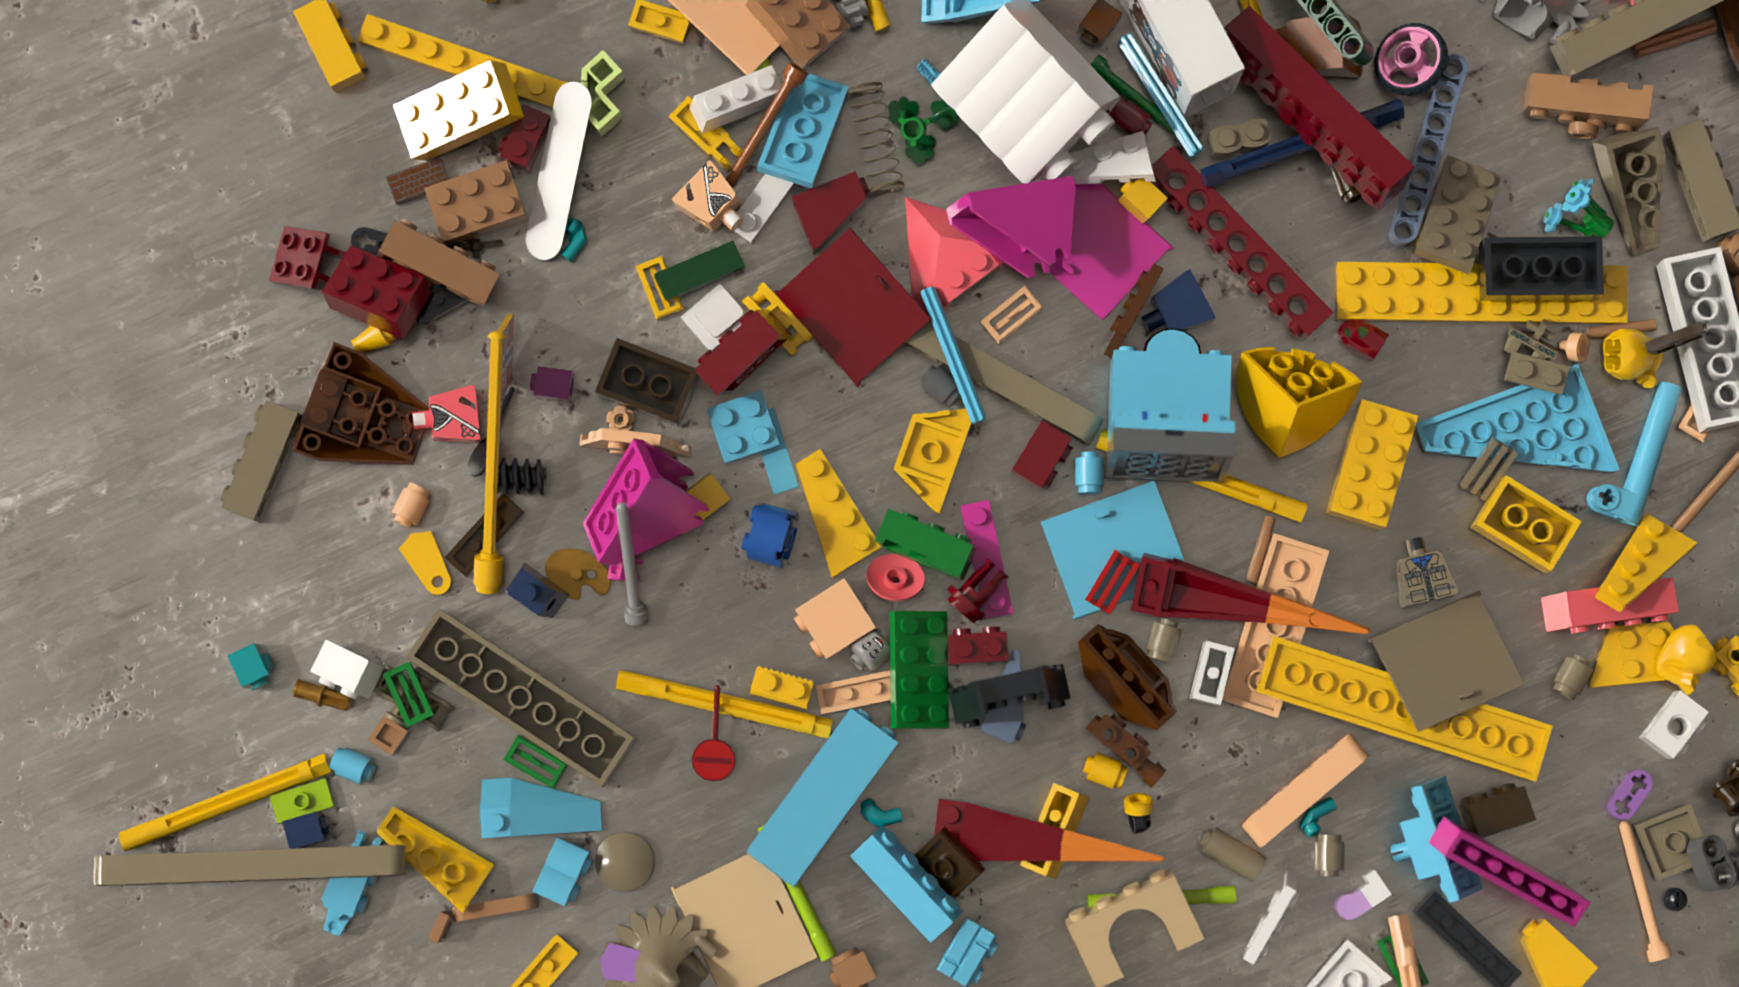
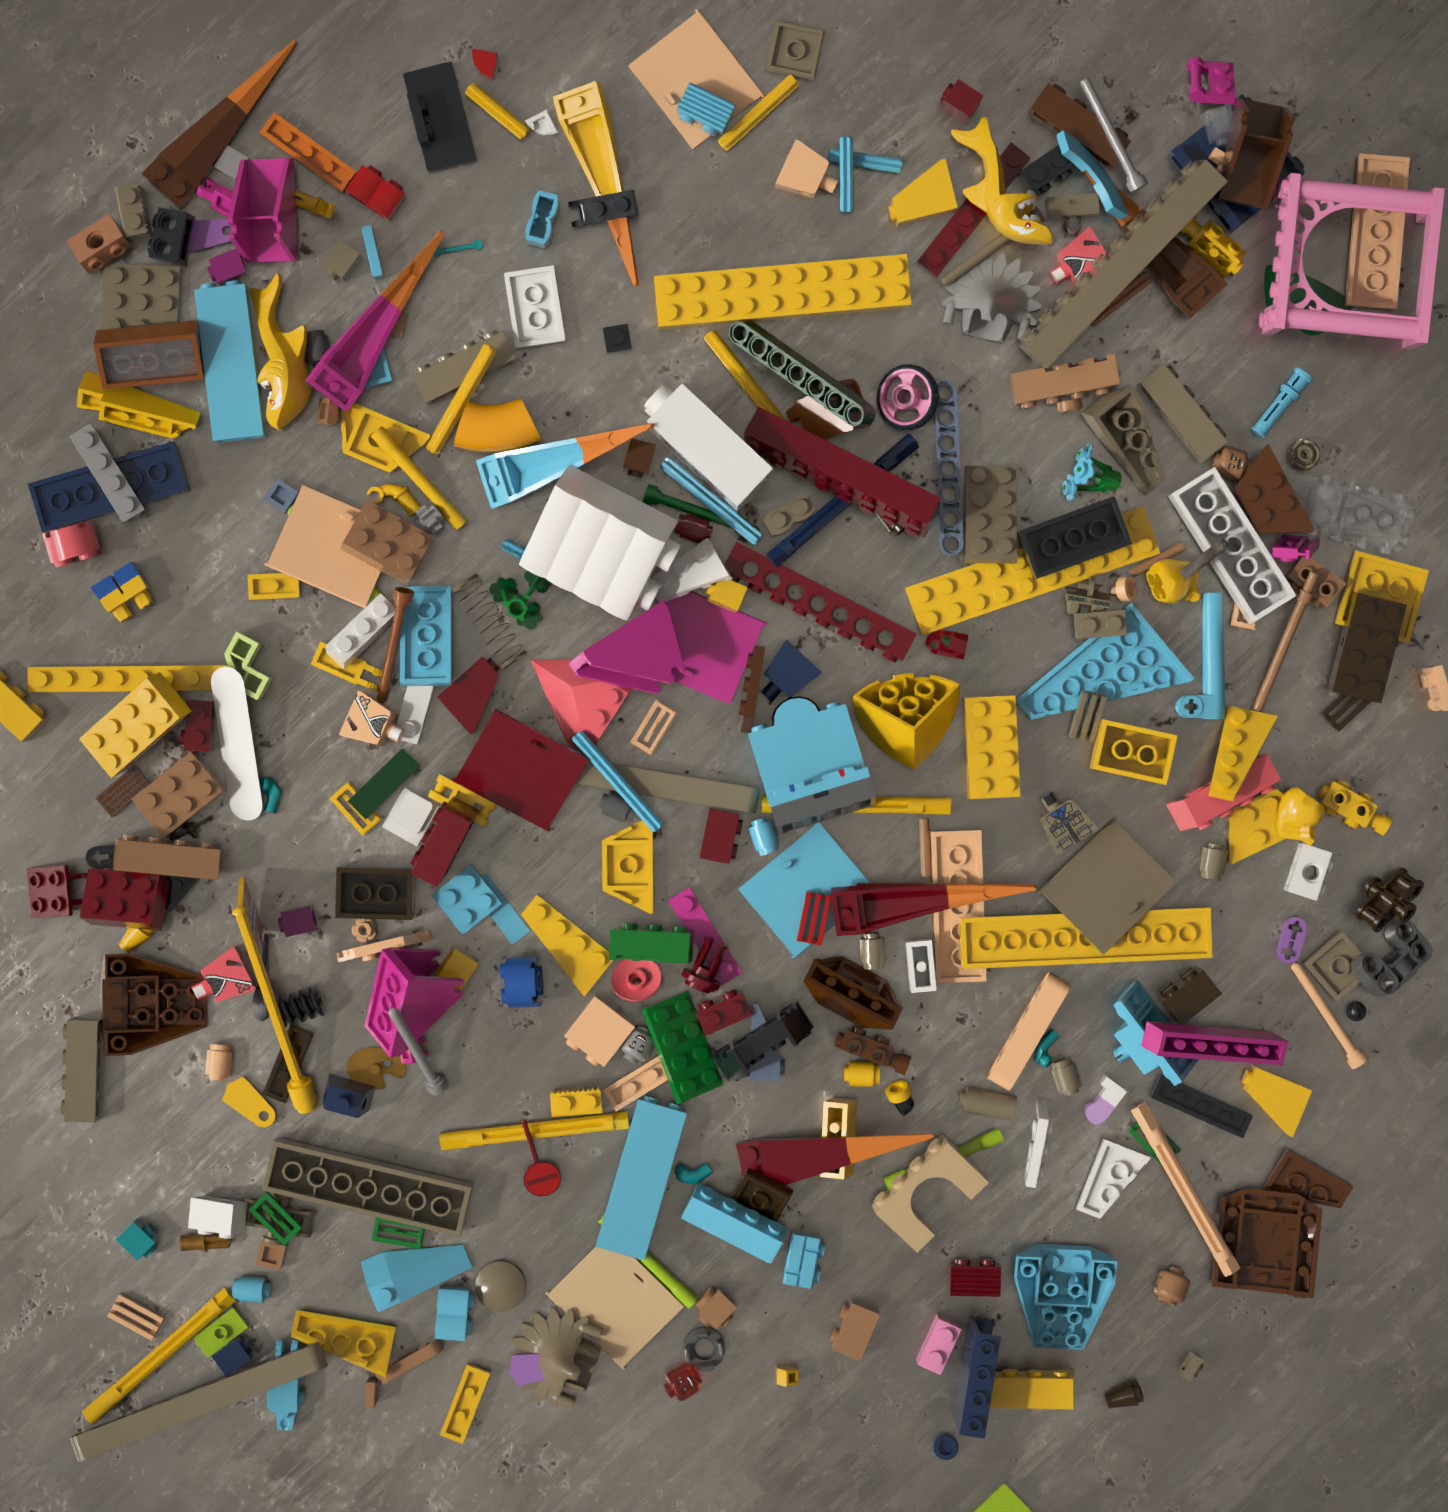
camera: 30 degrees left, 5 degrees up
(200, 731) = (129, 1324): none -> light nougat tile

